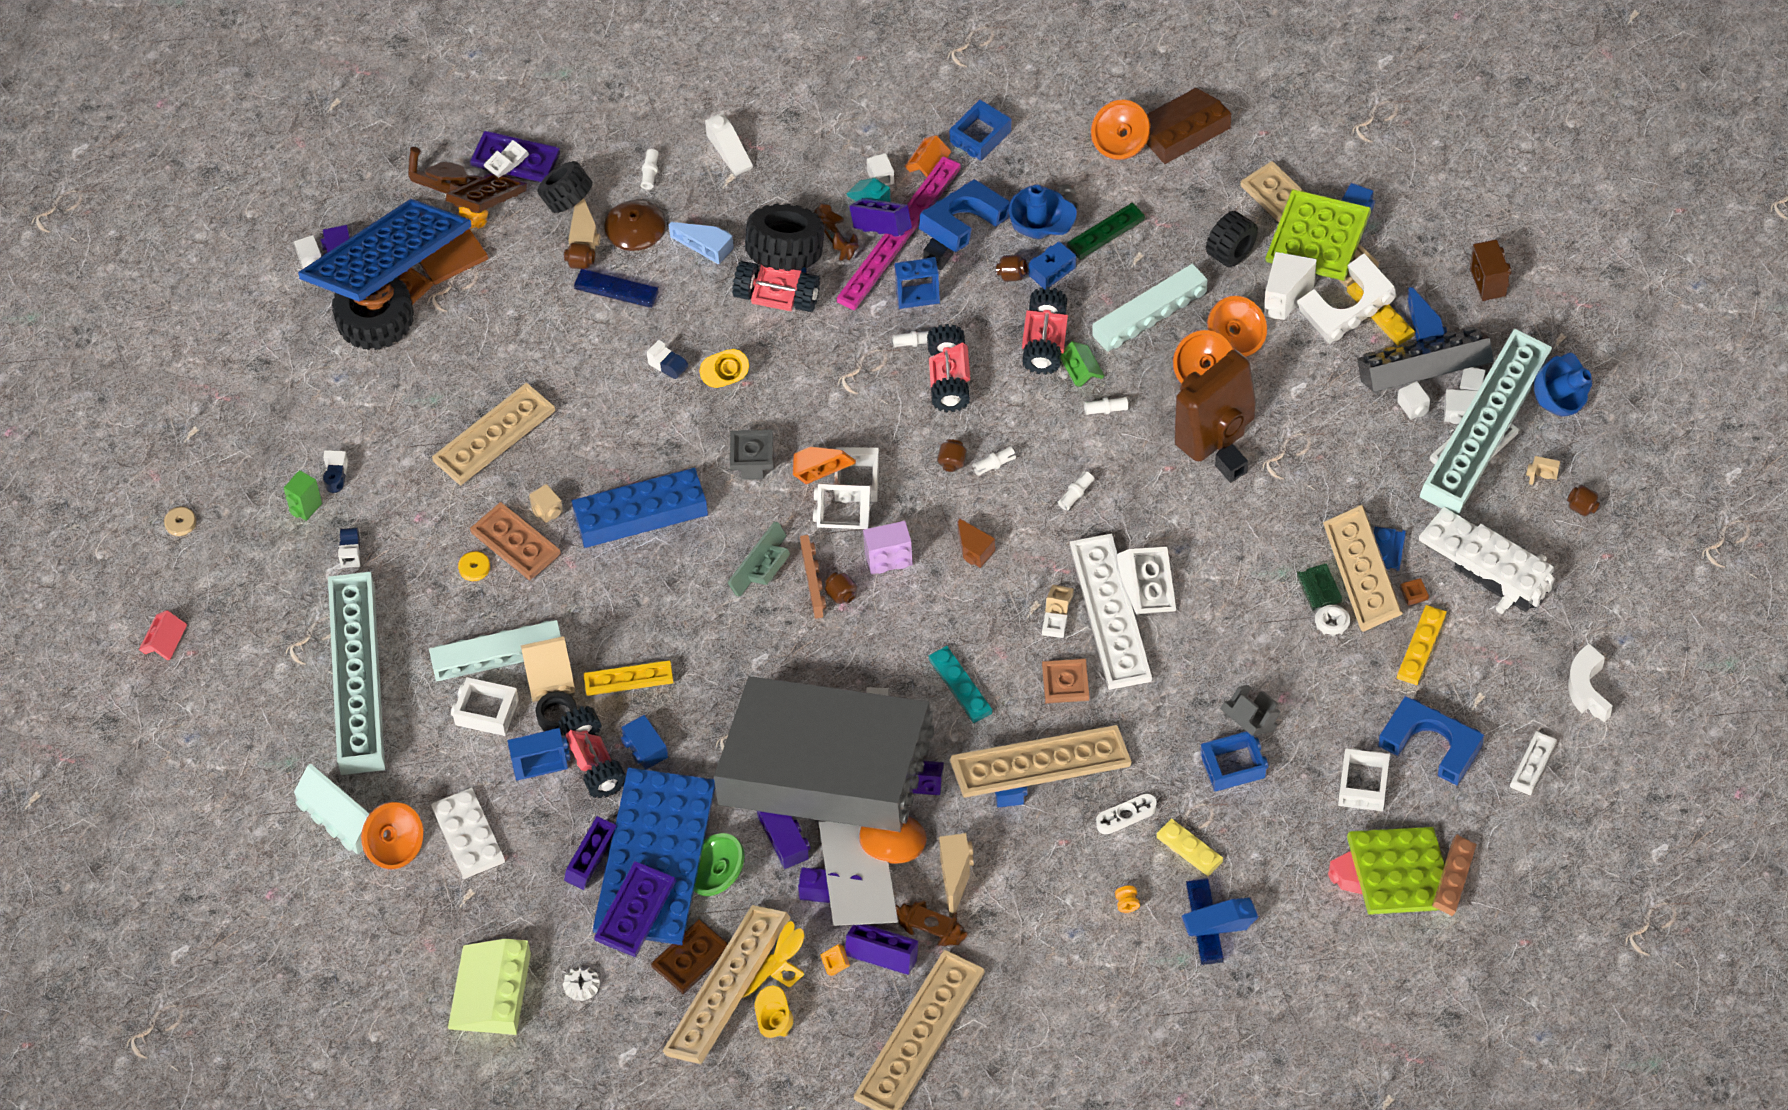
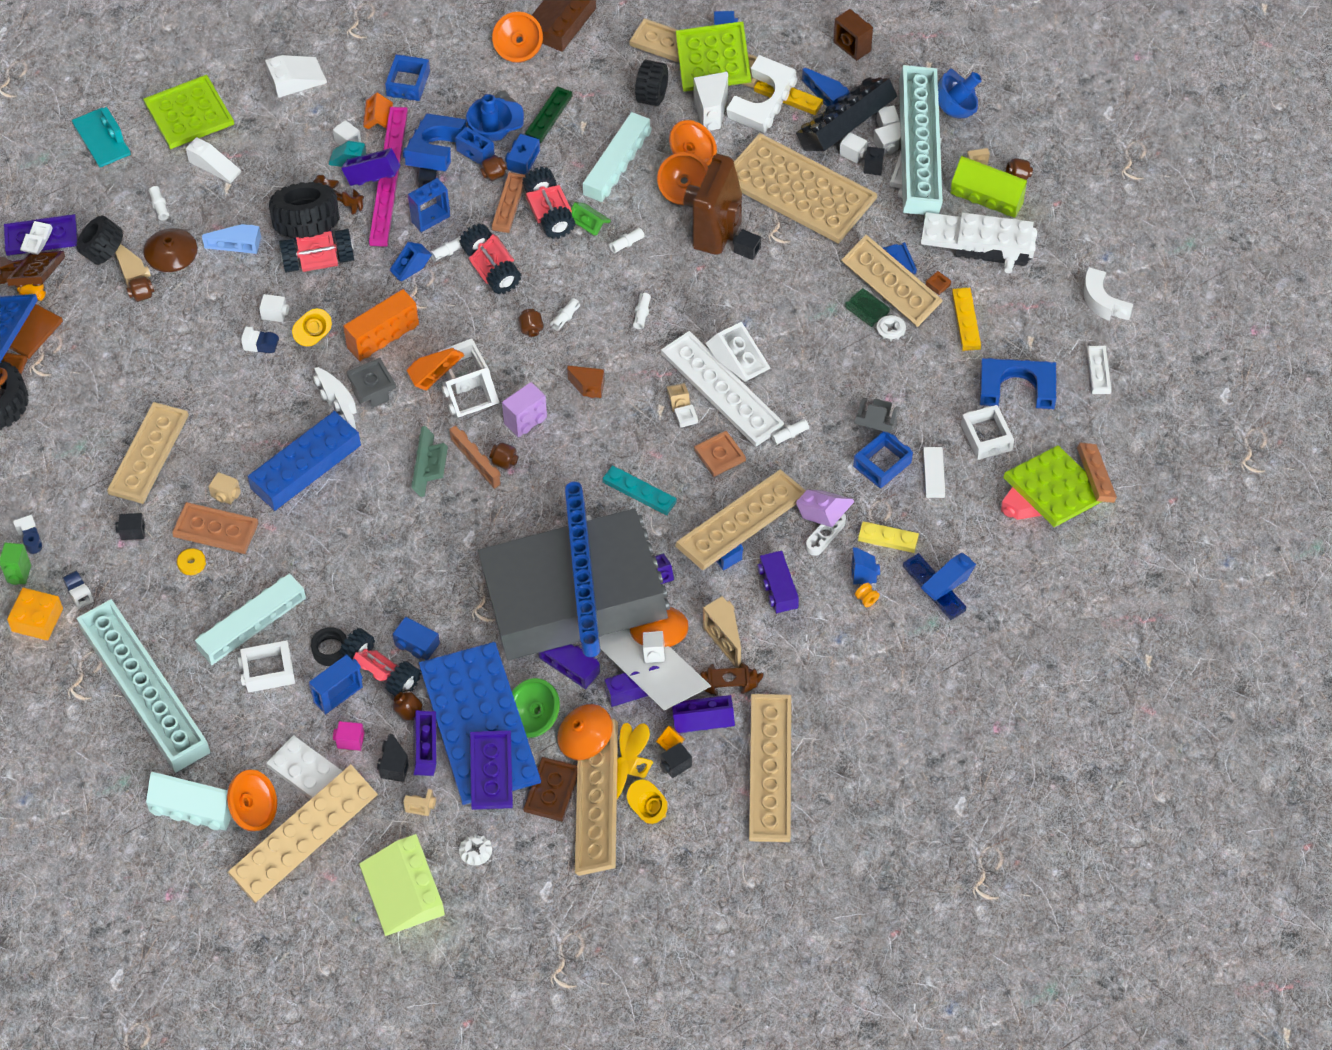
camera: 30 degrees left, 0 degrees up
(296, 555) = (35, 614): none -> light orange brick
(425, 890) = (302, 833): none -> tan plate
(434, 504) = (131, 526): none -> black brick
(524, 812) = (349, 736): none -> dark pink brick
(547, 667) = (306, 613): tan slope -> none
(552, 857) = (394, 761): none -> black slope
(552, 914) = (419, 805): none -> tan bracket
(595, 805) = (406, 705): none -> reddish brown head
(616, 288) = (183, 303): clear blue plate -> none
(628, 678) = (372, 595): yellow plate -> none
(632, 73) = (102, 136): none -> teal bracket
(700, 331) = (273, 308): none -> white brick
(710, 453) = (335, 394): none -> white slope
(734, 79) = (188, 111): none -> lime plate
(753, 912) = (584, 732): none -> orange dish
(795, 394) = (381, 325): none -> orange brick
(827, 983) = (675, 760): none -> black brick
(832, 742) = (582, 570): none -> blue beam
(865, 79) = (294, 73): none -> white slope
(867, 336) = (410, 261): none -> blue slope
(868, 855) = (653, 647): none -> white brick
(1004, 234) = (474, 145): none -> blue brick
(1004, 314) = (508, 203): none -> nougat plate
(1042, 844) = (778, 582): none -> dark purple brick
(1137, 783) = (823, 506): none -> lavender slope
(1139, 868) = (864, 567): none -> blue slope
(1153, 688) = (790, 431): none -> white pin
(1281, 798) = (934, 472): none -> white tile
(1327, 422) = (801, 188): none -> tan plate
(1426, 424) = (874, 161): none -> black brick
(1533, 507) = (988, 187): none -> lime slope

